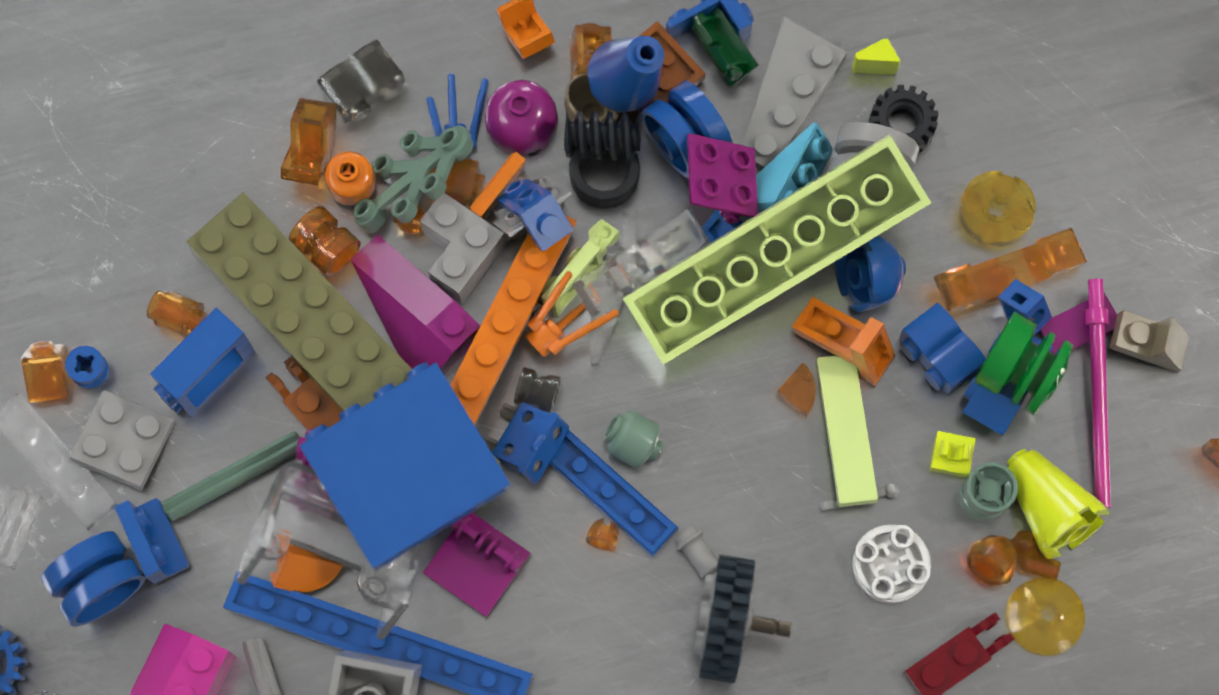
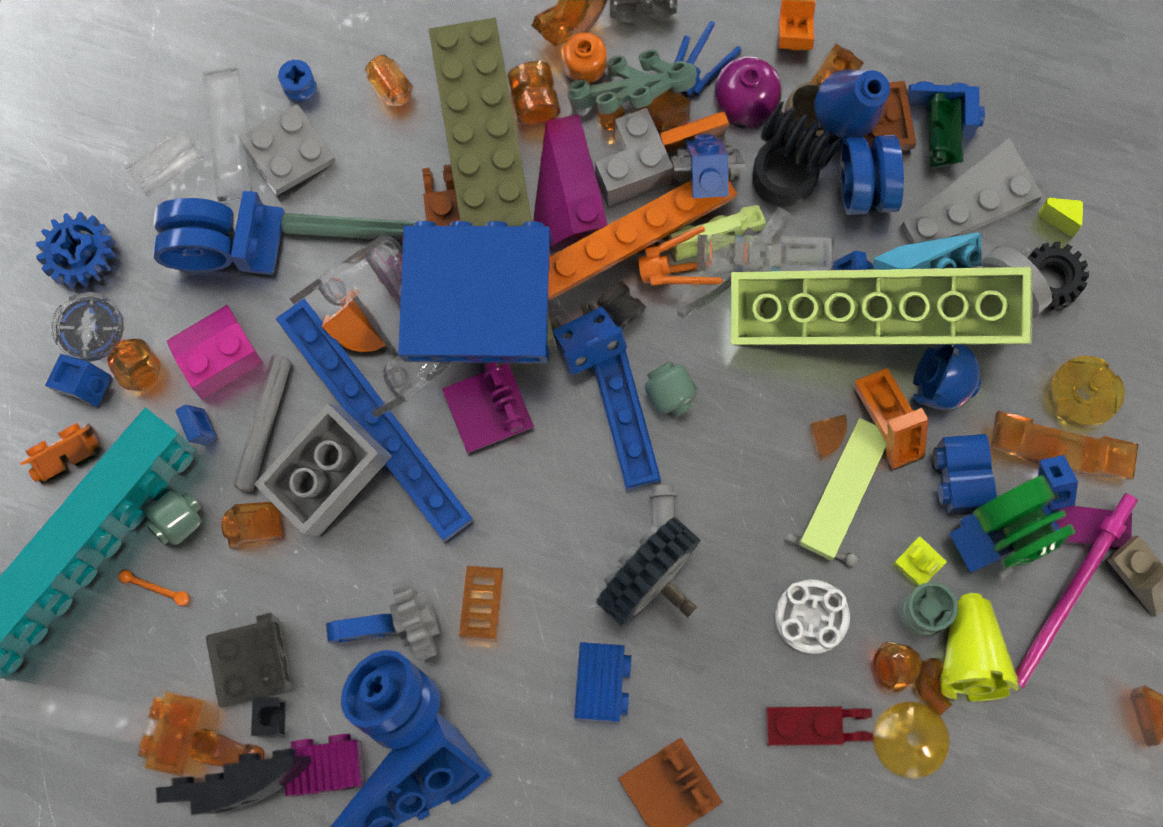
camera: 35 degrees right, 0 degrees up
(45, 371) = (263, 65): clear orange bracket -> none
(202, 363) = (379, 126): blue window -> none
(603, 536) = (597, 448): clear orange hinge -> none
(722, 177) = (873, 226): magenta hinge -> none

